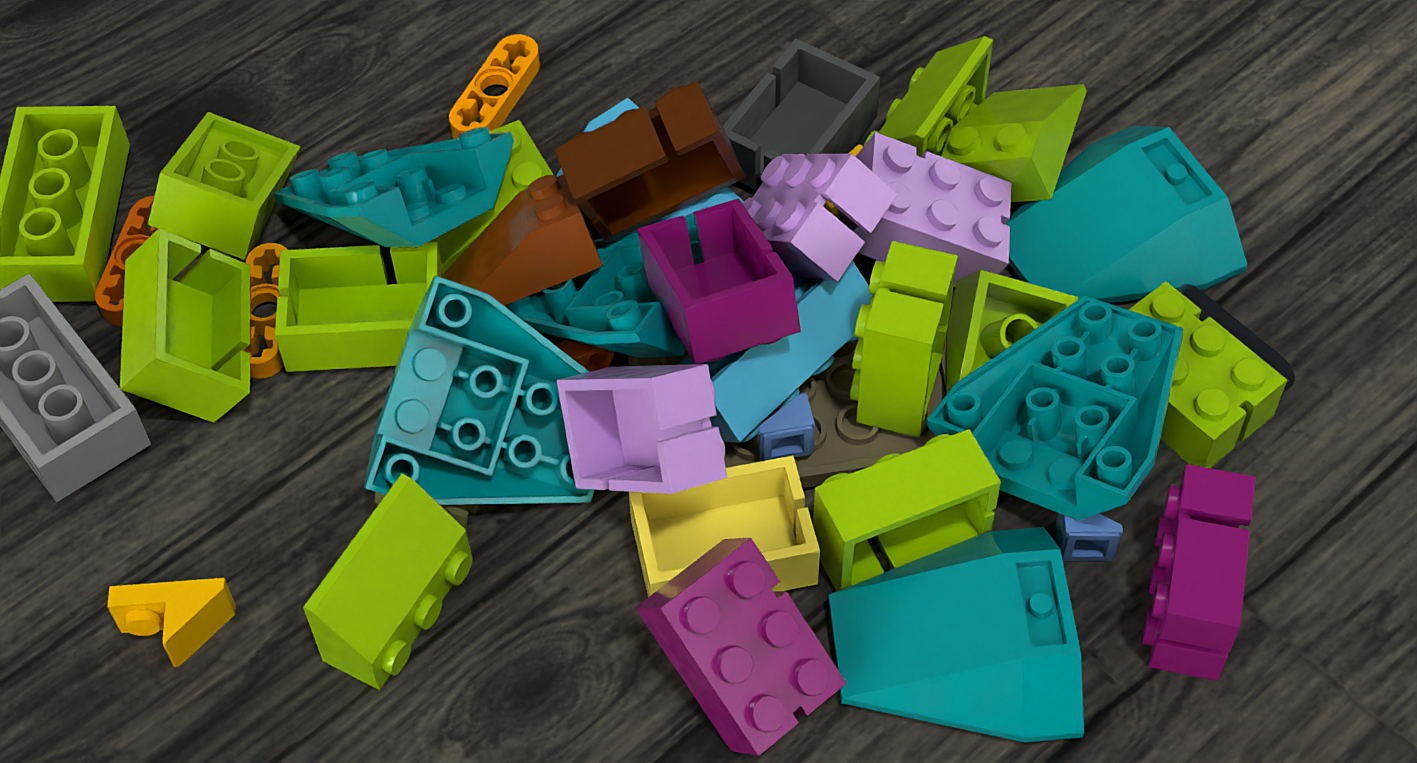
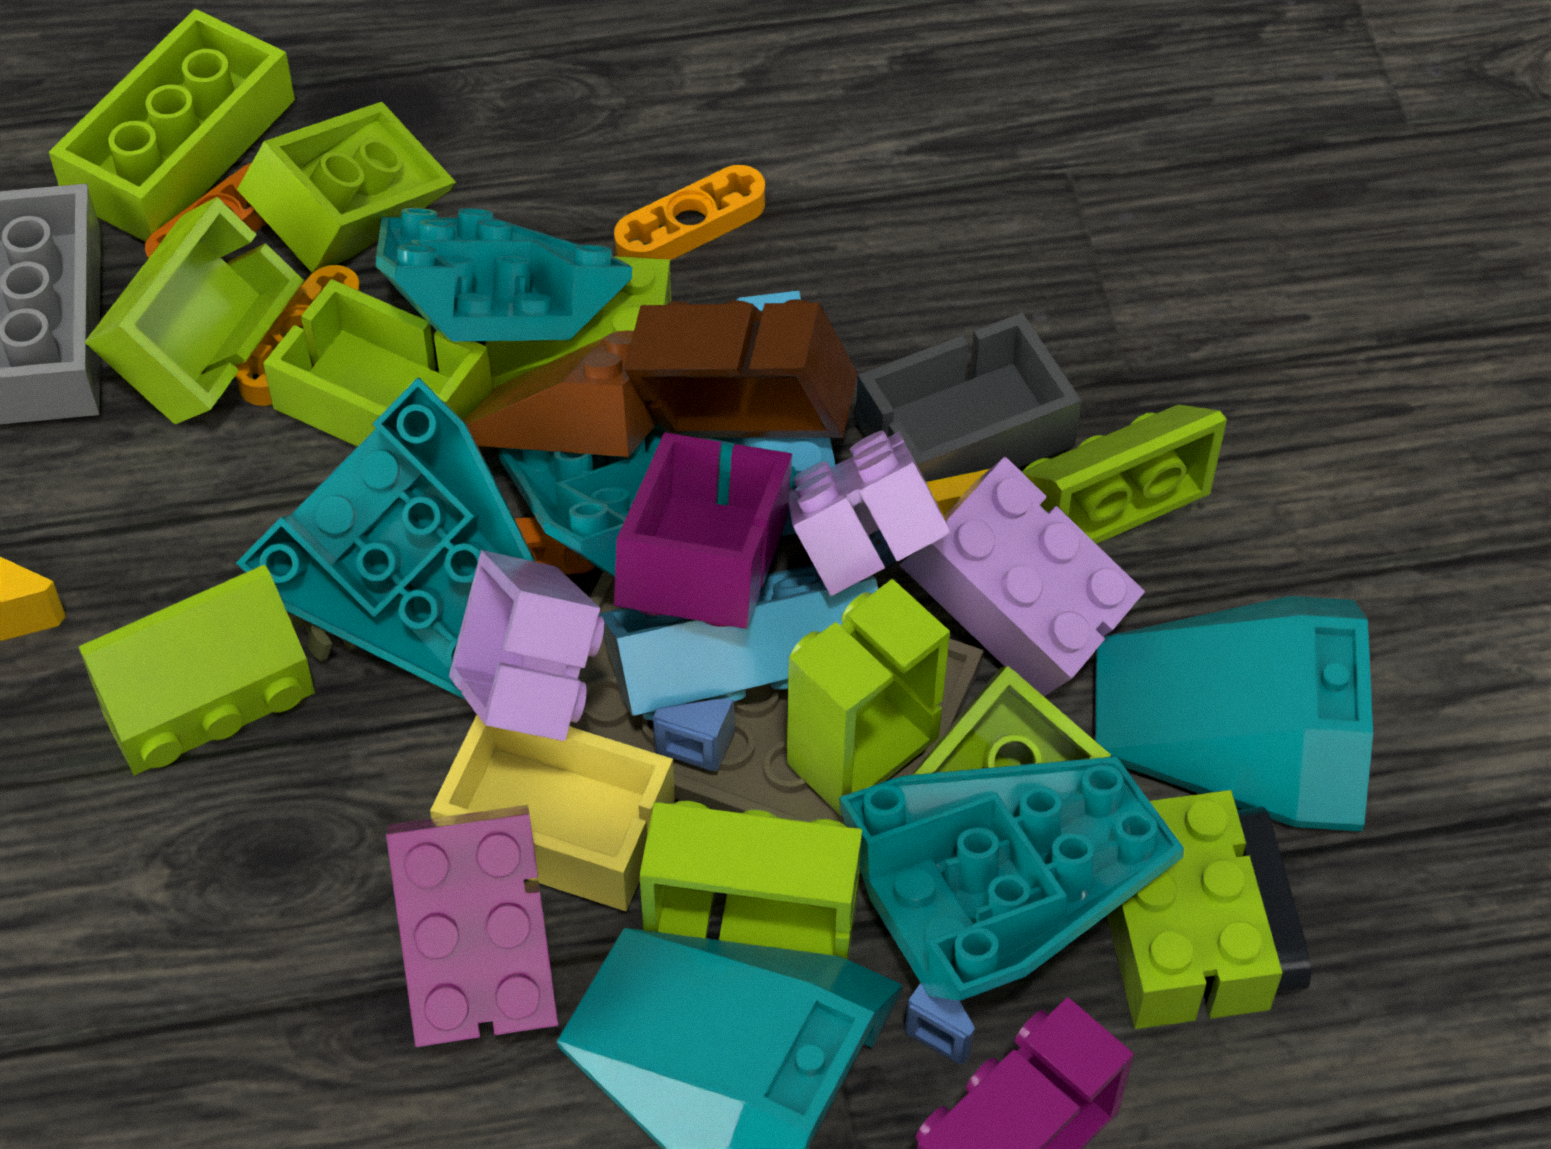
camera: 30 degrees right, 0 degrees up
(1019, 138) = (1196, 547): lime slope -> none

